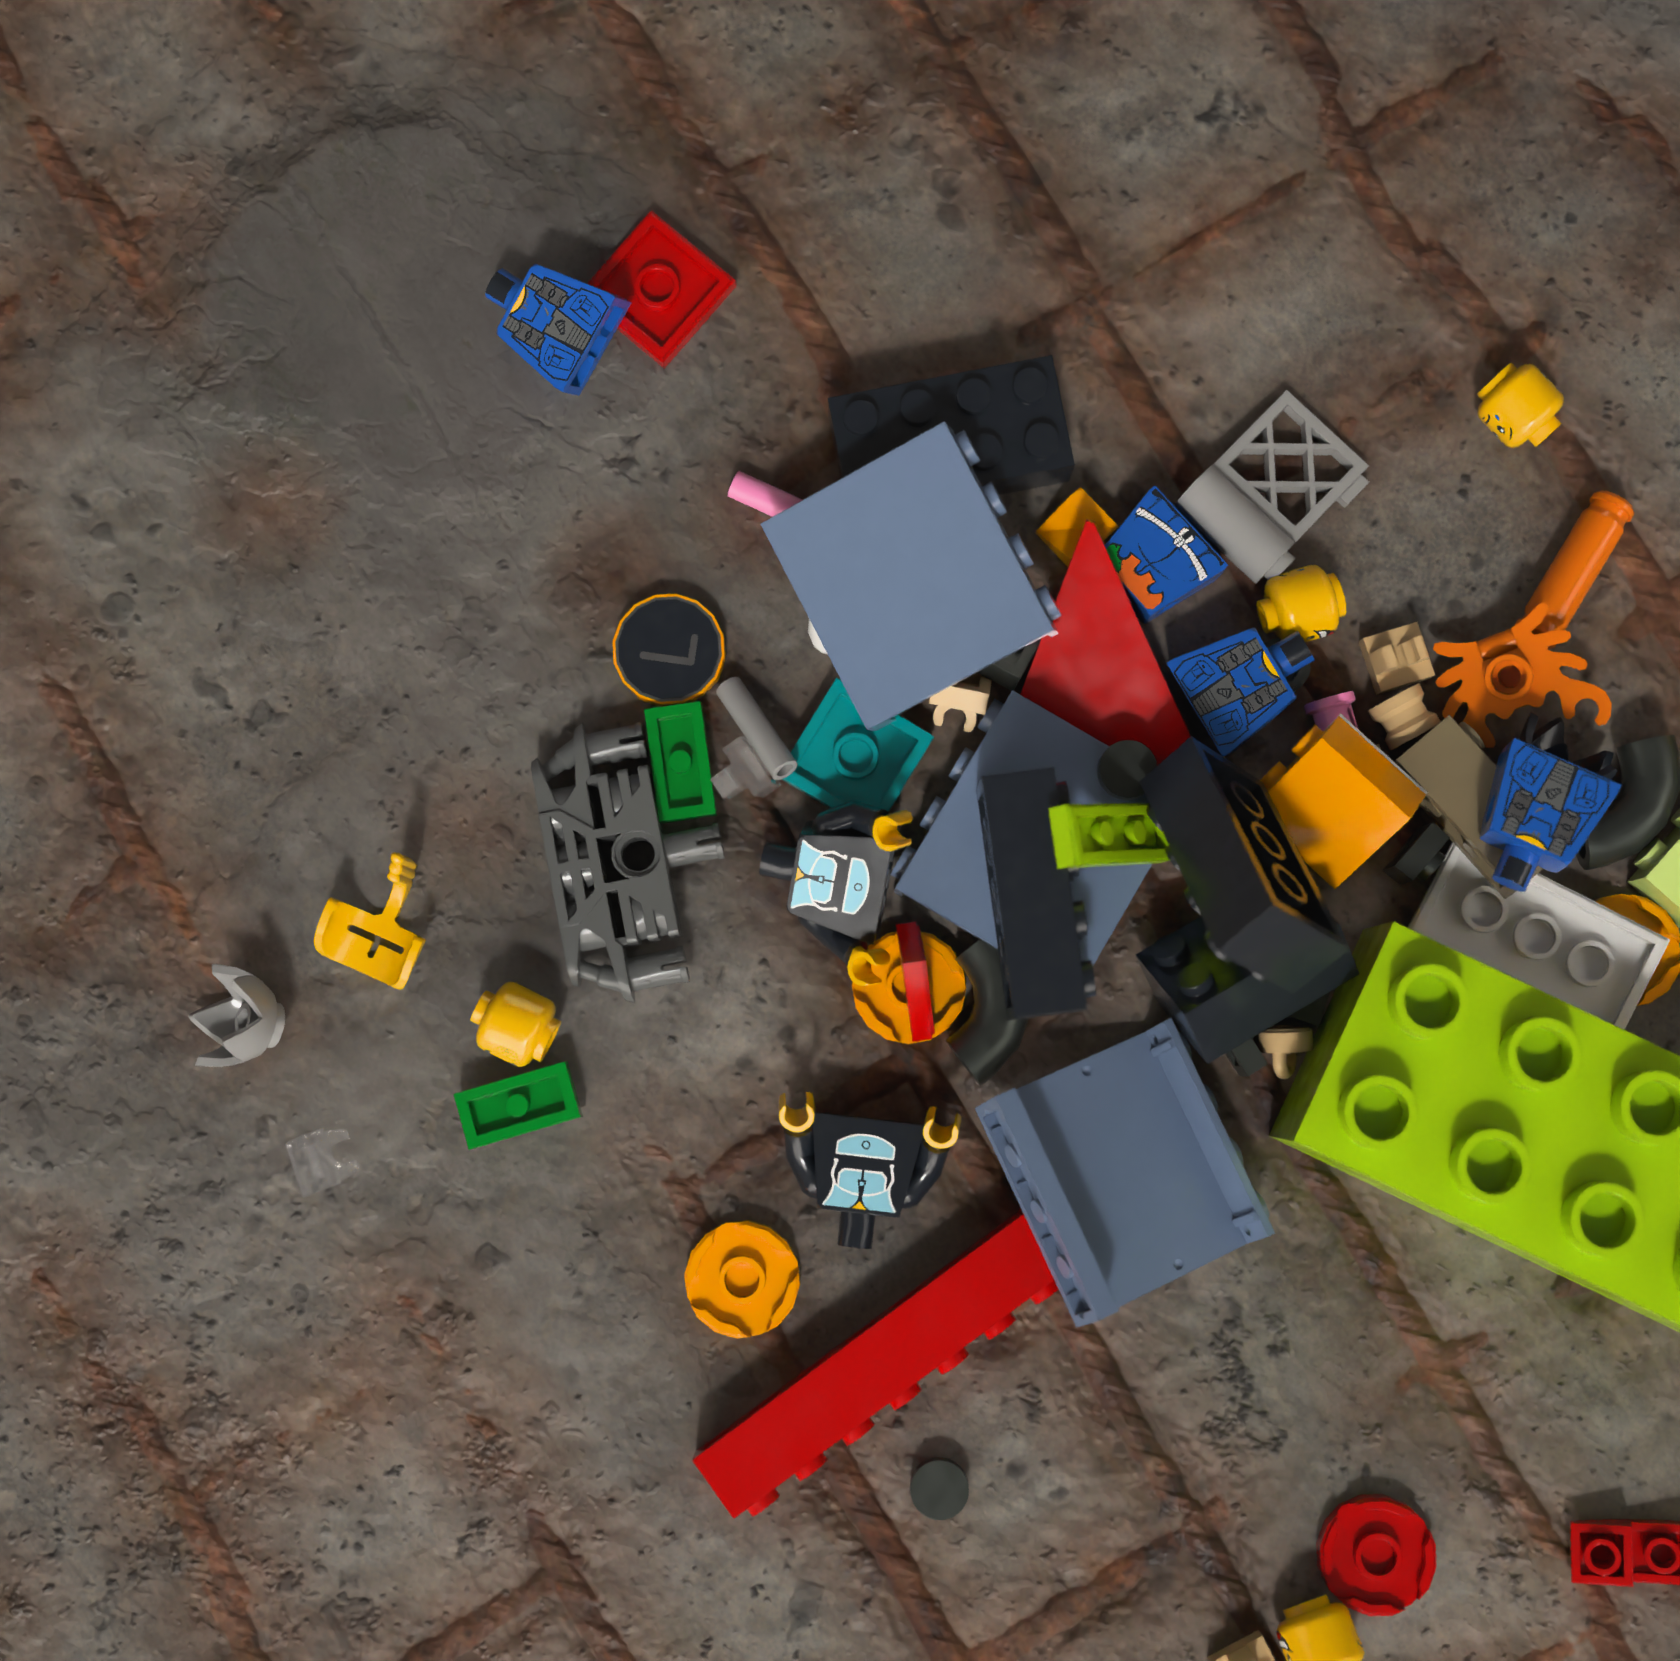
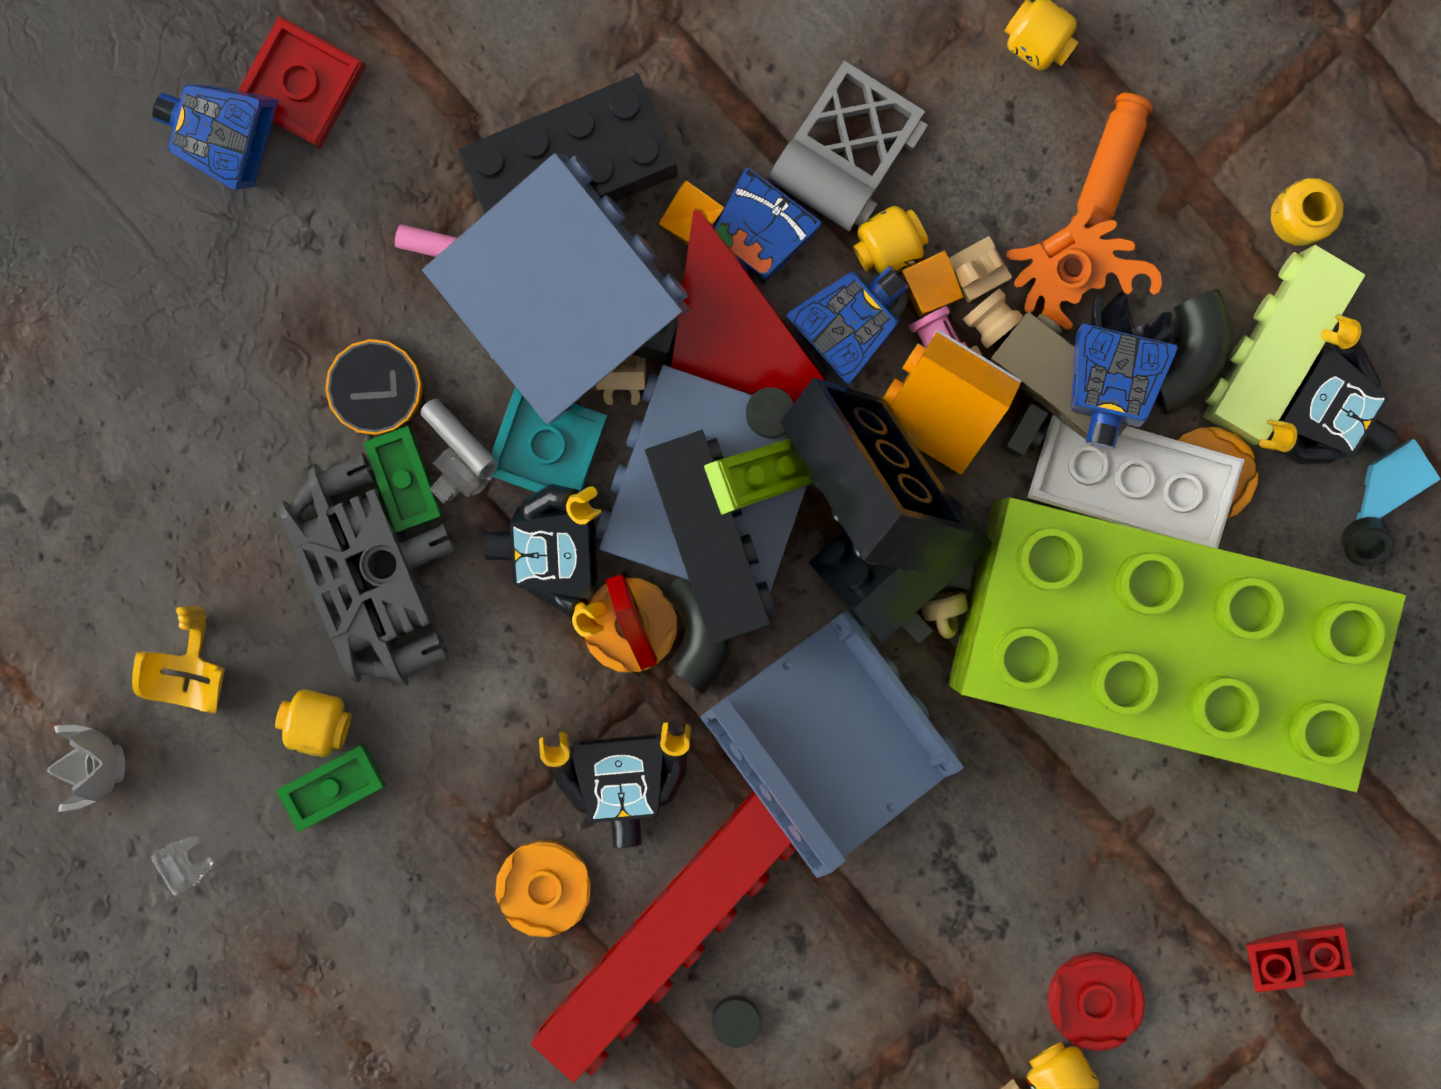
camera: 20 degrees left, 5 degrees up
(1340, 663) = (932, 284): none -> light orange slope

